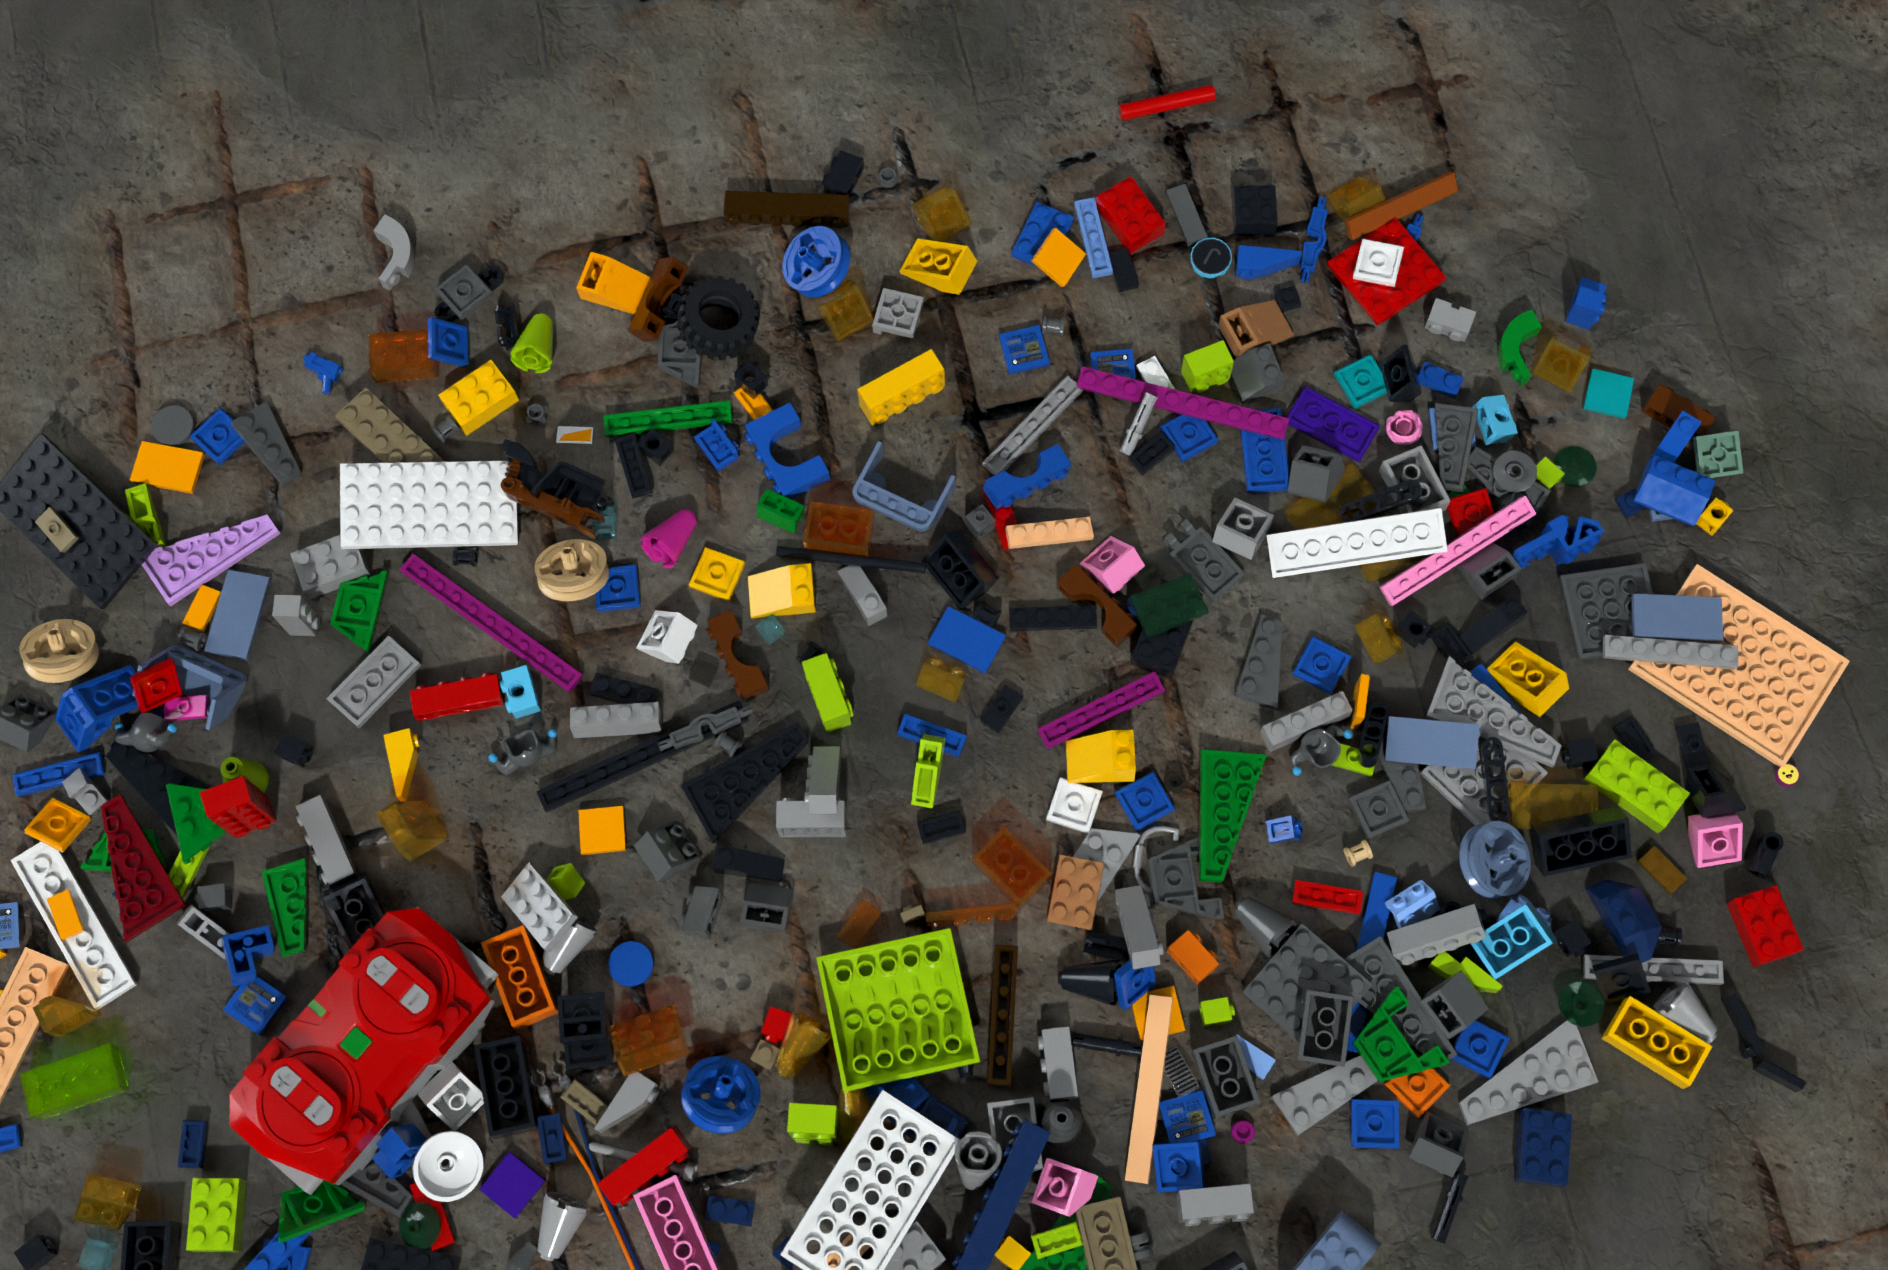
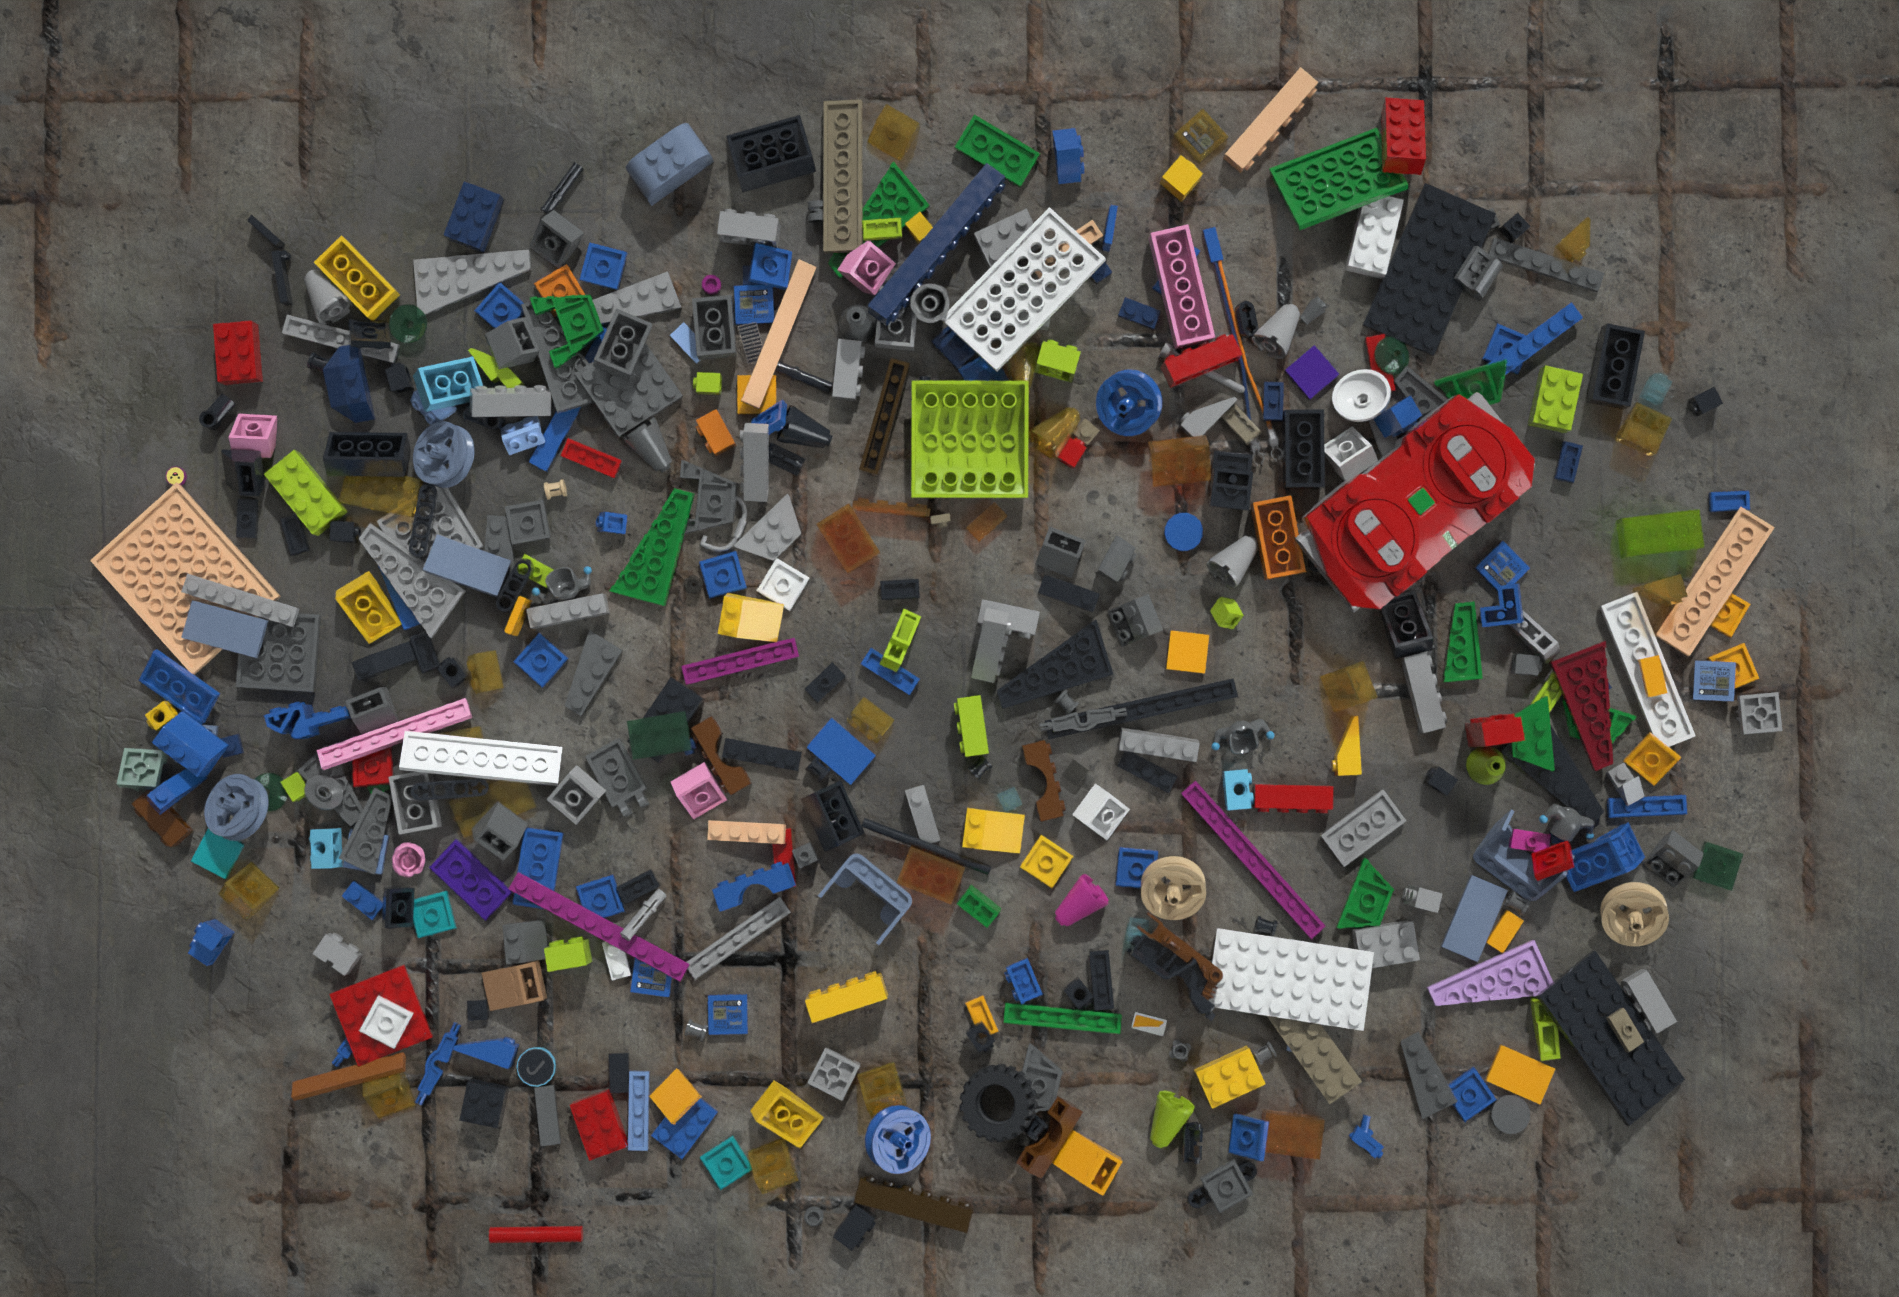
camera: 170 degrees left, 15 degrees up
(35, 568) = (1648, 1001): none -> light grey brick
(403, 257) = (1275, 1243): light grey arch -> none
(539, 907) = (1251, 591): light grey plate -> none
(600, 1231) = (1246, 319): none -> black beam
(788, 480) = (980, 982): blue arch -> none
(990, 209) = (726, 1162): none -> teal tile
(1075, 892) = (799, 508): medium nougat plate -> none
(1519, 330) = (290, 919): green arch -> none
(1591, 439) = (245, 818): none -> sand blue wheel
(1662, 870) = (306, 419): pearl gold tile -> none
(1706, 549) = (179, 686): none -> blue tile

